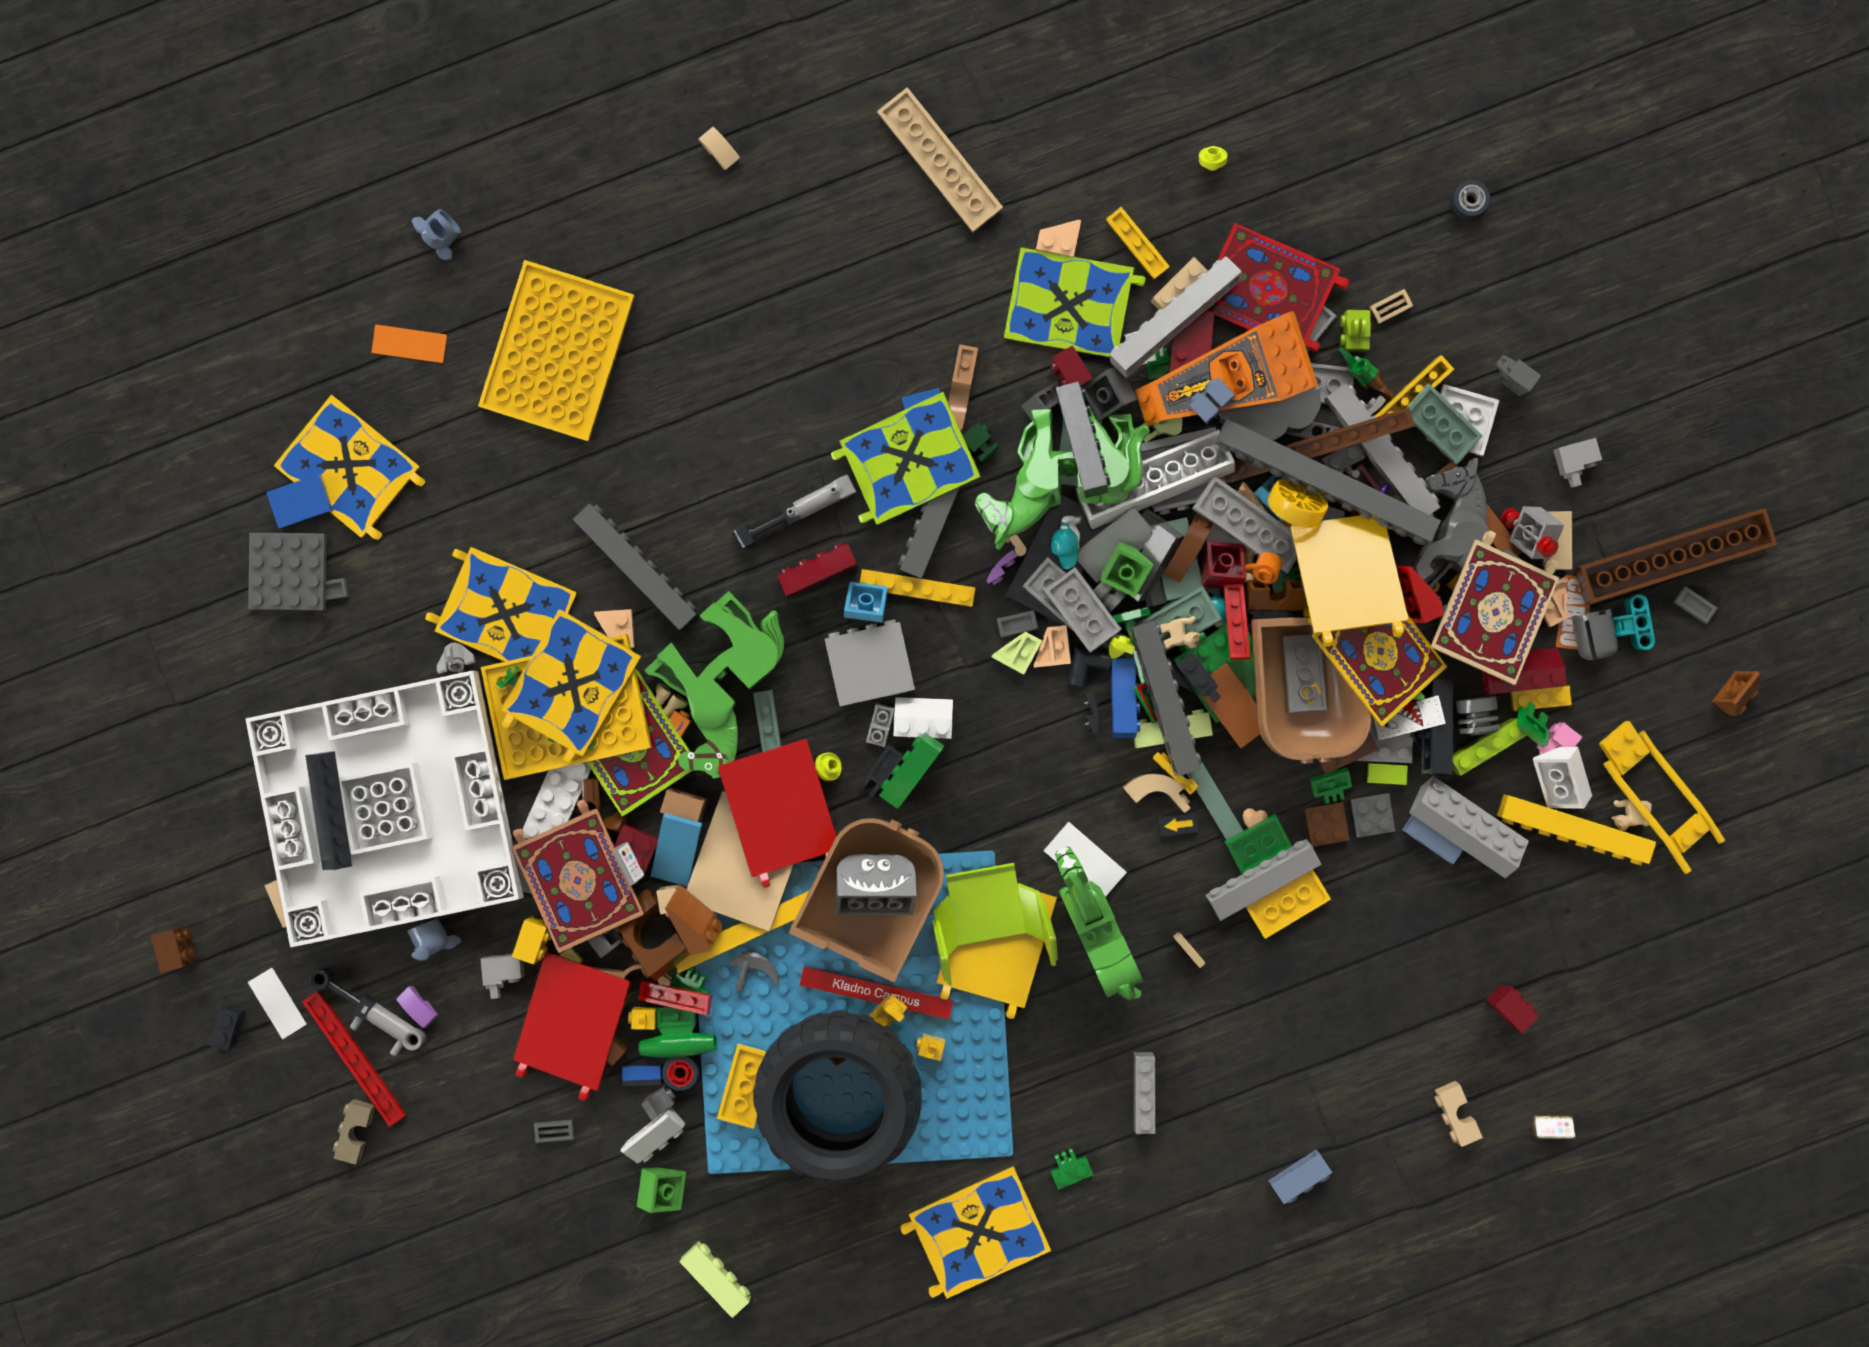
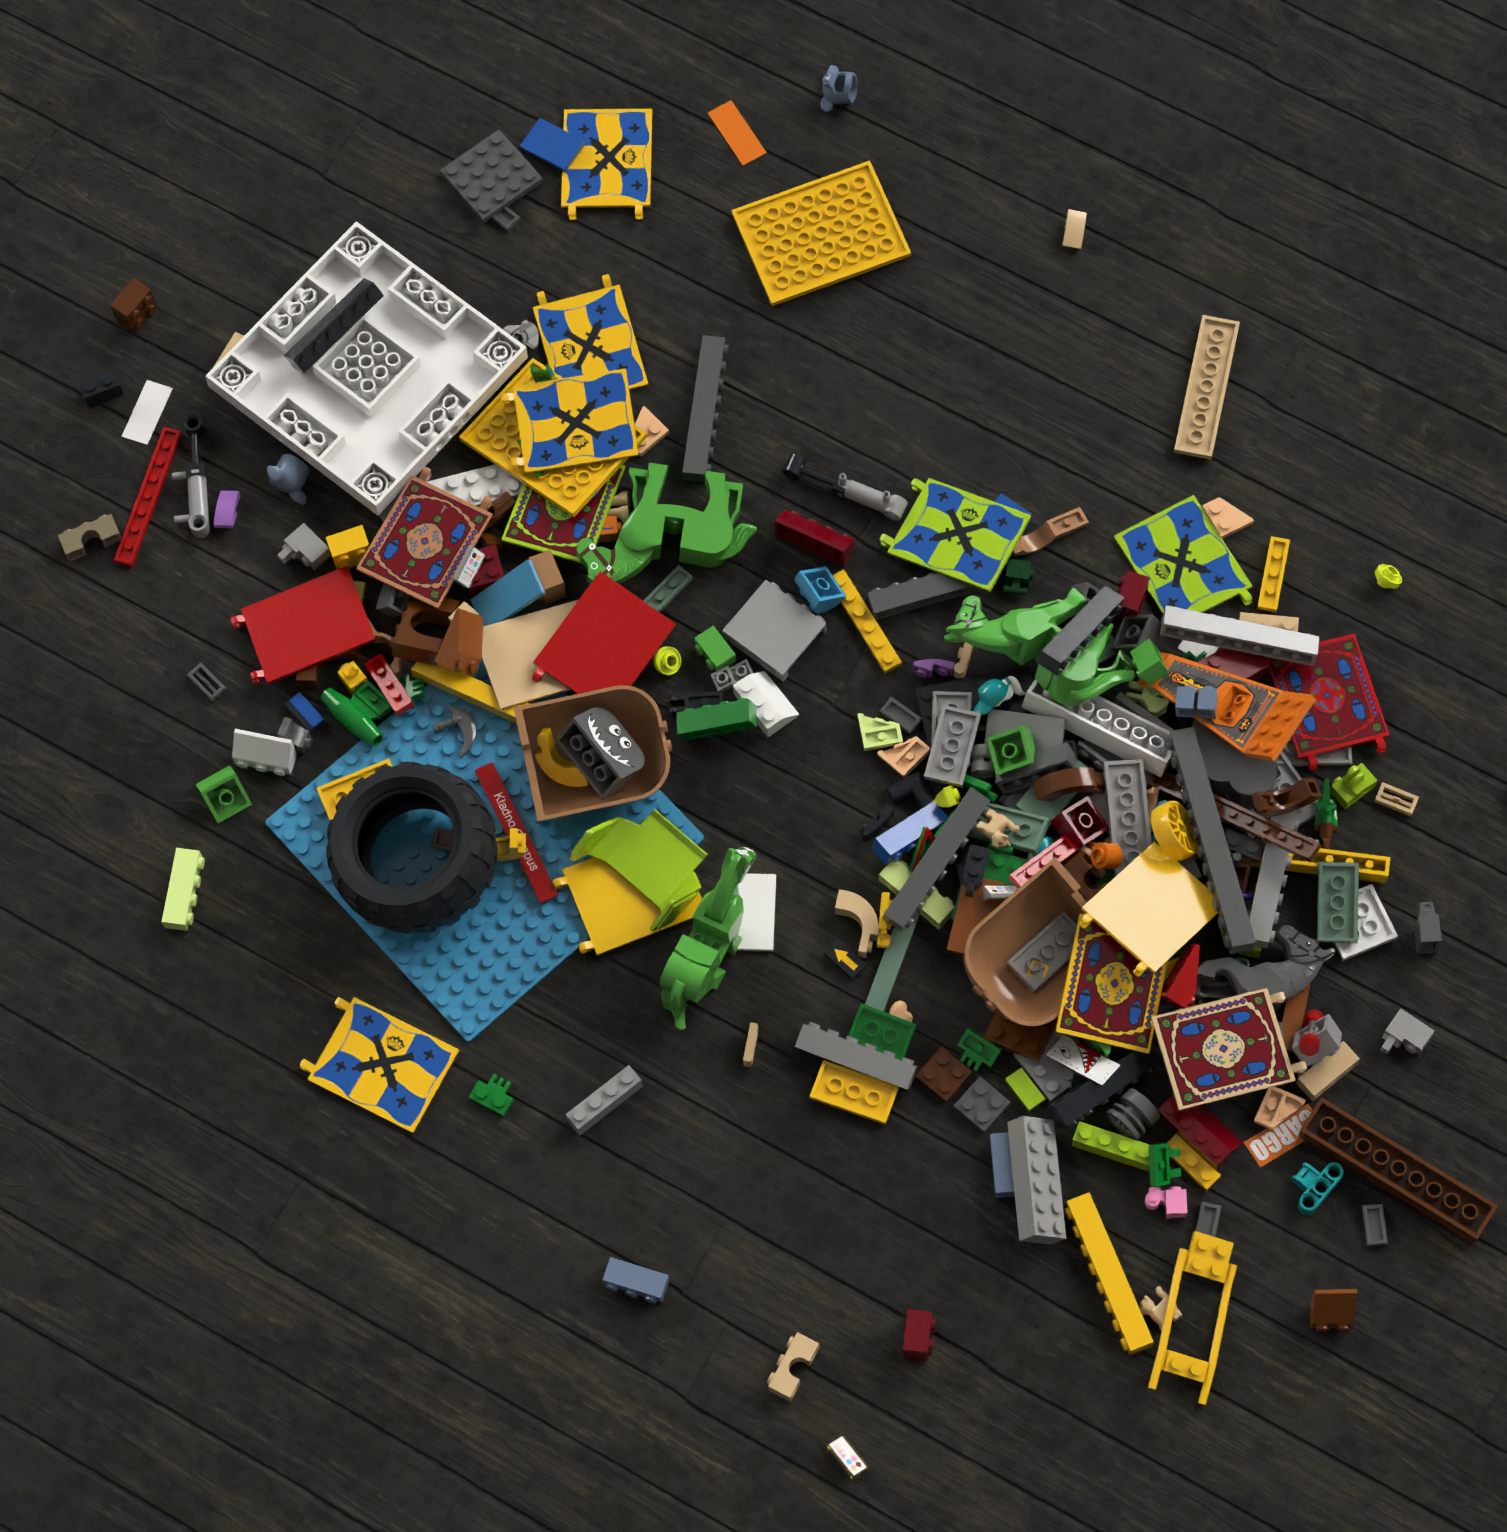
camera: 55 degrees right, 20 degrees down
(678, 1082) = (334, 747): wheel -> none
(848, 722) = (714, 649): none -> bright green brick
(848, 925) = (554, 764): none -> yellow arch
(930, 1046) = (506, 904): yellow brick -> none
(1145, 407) = (1149, 662): none -> bright green brick
(1236, 673) = (997, 893): none -> slope
(1345, 397) = (1287, 799): none -> reddish brown arch
(1563, 778) = (1141, 1224): white slope -> none
(1594, 724) = (1208, 1218): none -> dark grey tile
(1595, 634) = (1278, 1156): dark grey cylinder -> none

